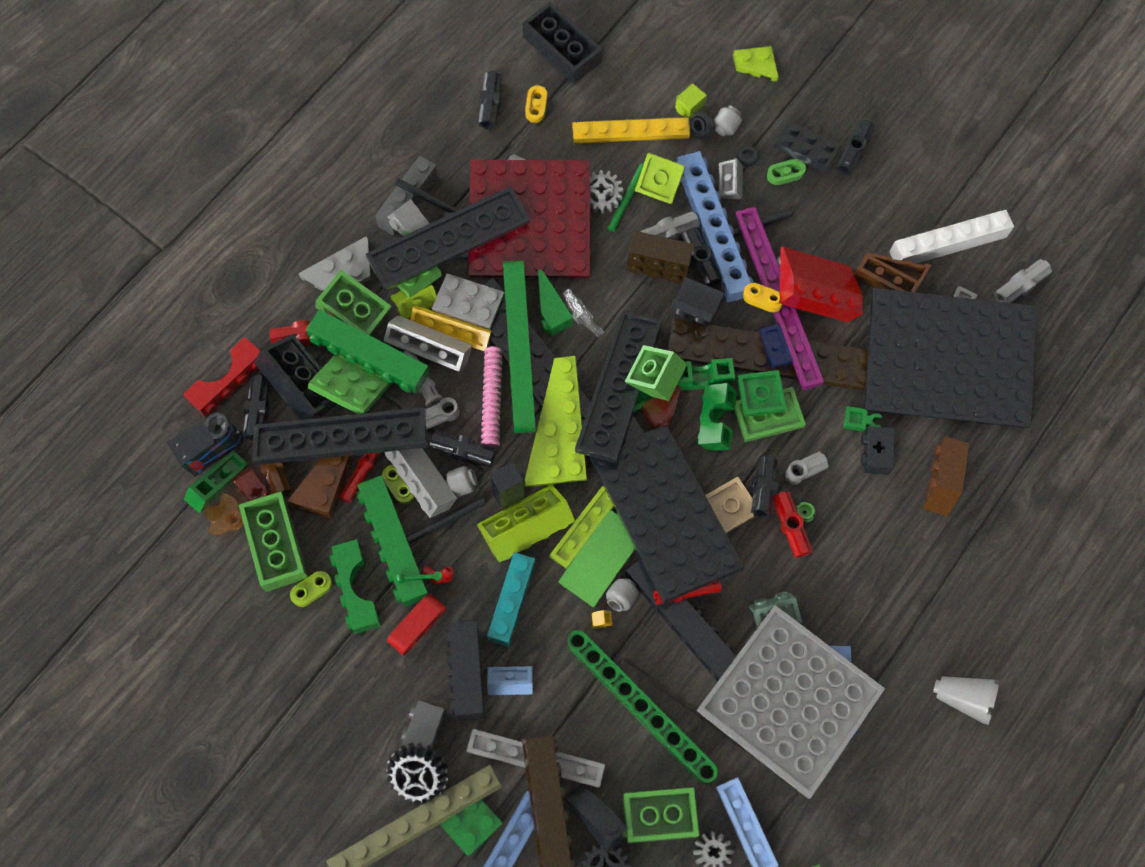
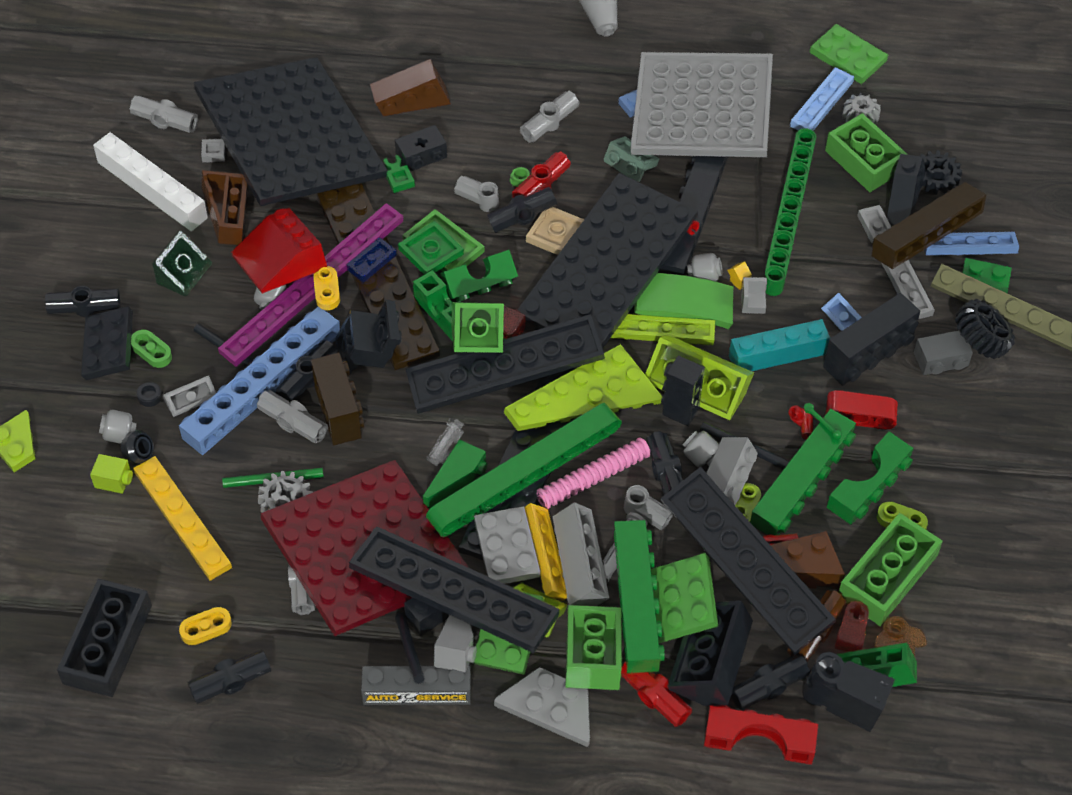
camera: 120 degrees left, 15 degrees down
(572, 614) = (753, 295): none -> light grey panel
(660, 178) = (235, 448): lime plate -> none
(852, 222) = (180, 265): none -> clear green slope
(863, 585) = (549, 116): none -> light grey piece

